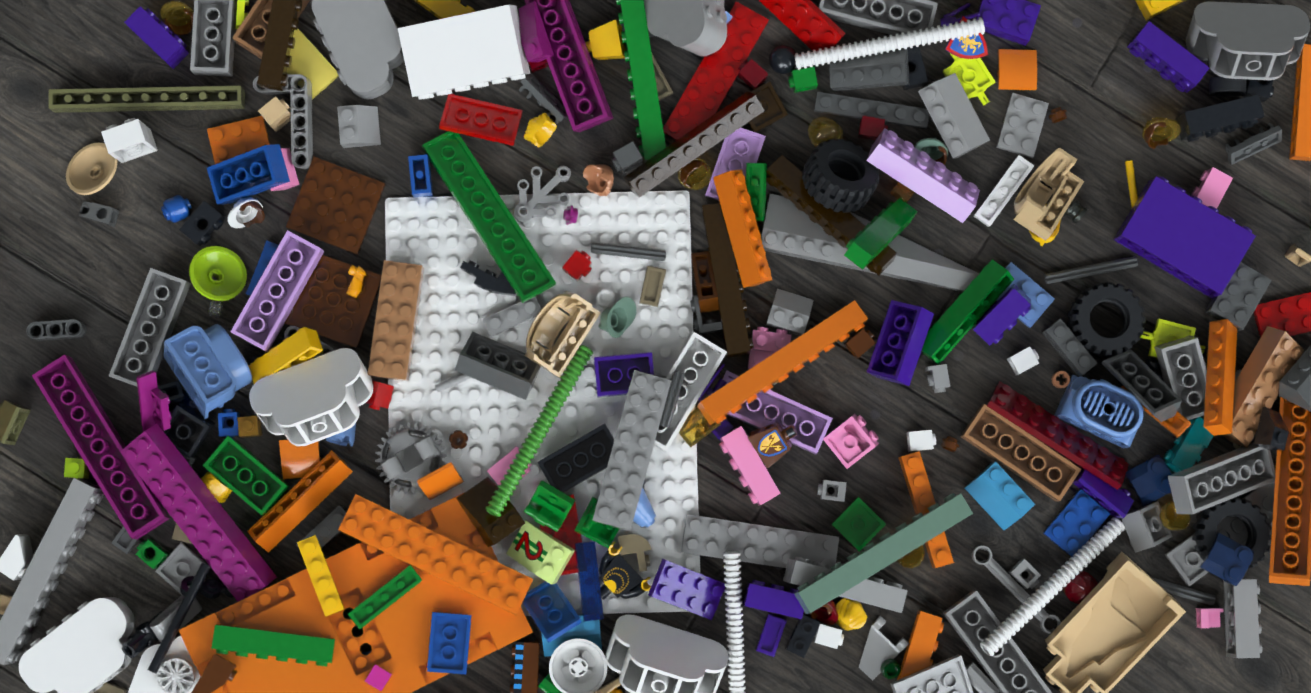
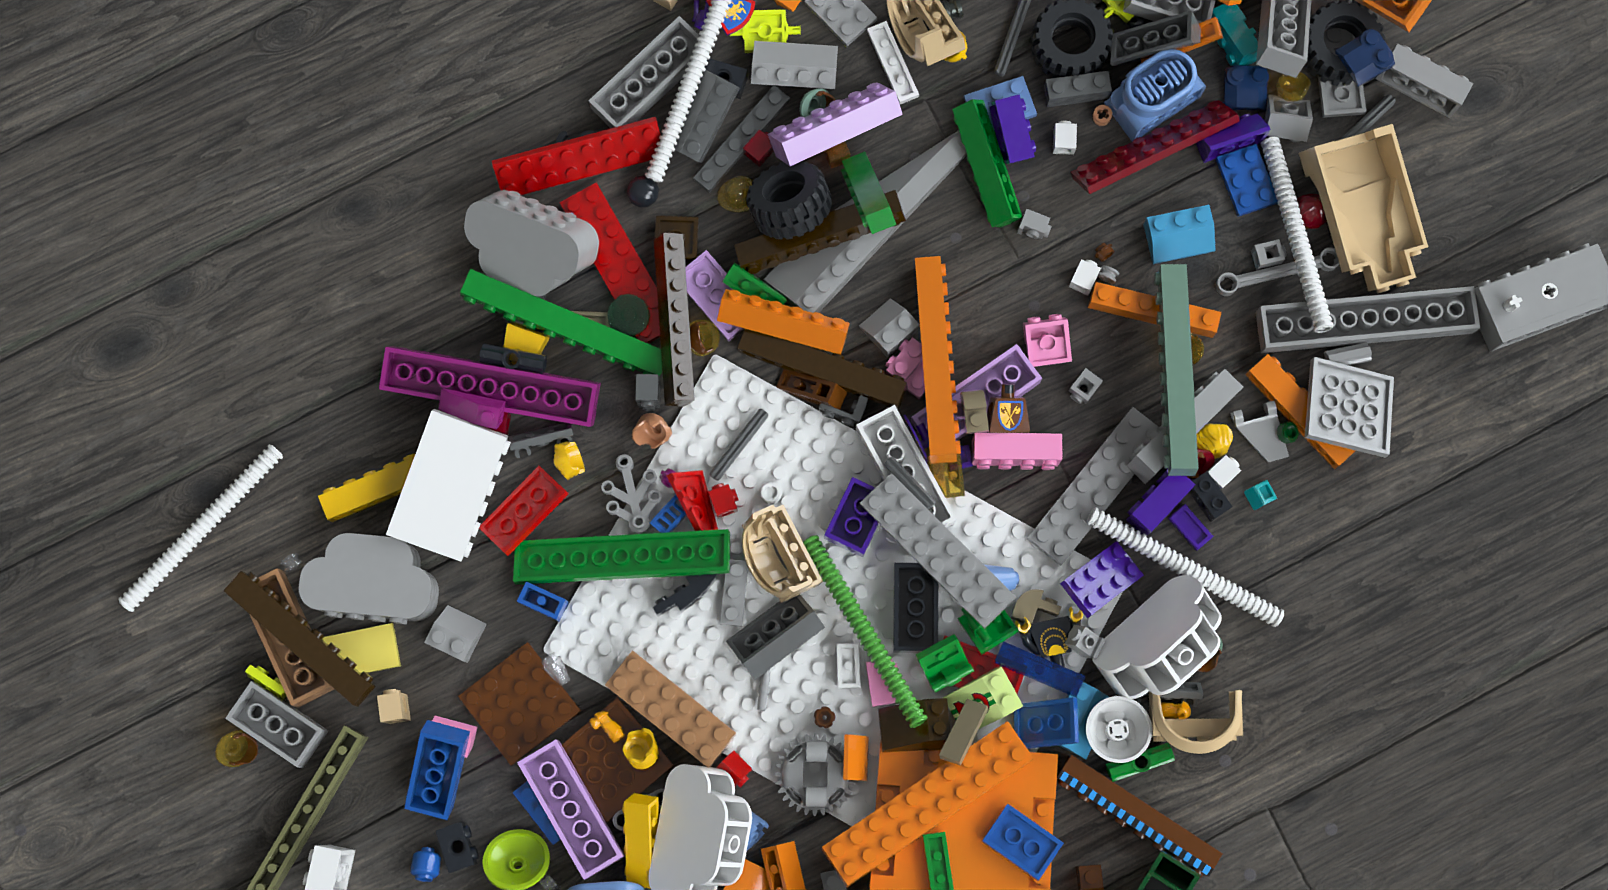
camera: 50 degrees left, 5 degrees down
(157, 36) = (242, 781): dark purple brick -> none
(237, 138) = (393, 762): orange plate -> none
(245, 213) = (473, 796): white piece -> none
(297, 113) = (406, 687): light grey beam -> none
(352, 316) = (641, 748): none -> yellow hair
(377, 215) = (555, 668): none -> clear cone
(505, 550) = (963, 732): none -> dark tan tile
(507, 434) = (848, 665): none -> white plate
(537, 225) = (666, 509): none -> blue slope
(567, 239) = (694, 498): none -> red wing
(594, 51) = (500, 356): none -> black piece
(619, 317) = (797, 491): sand green piece -> none
(629, 603) = (1084, 642): none -> light grey brick
(652, 286) = (786, 441): dark tan tile -> none
(678, 107) = (628, 314): none -> clear green tile
(752, 74) = (638, 228): dark red brick -> none
(757, 416) = (974, 411): none -> dark tan brick
(803, 80) = (674, 183): green brick -> none
(829, 675) = (1260, 495): none -> teal slope
(858, 524) = (1131, 381): green plate -> none
(860, 343) = (958, 278): reddish brown brick -> none
(900, 342) = (981, 239): dark purple brick -> none
(933, 458) = (1108, 274): none -> light grey bush
(1020, 453) = (1151, 190): medium nougat brick -> none
(1208, 617) = (1404, 112): bright pink panel -> none

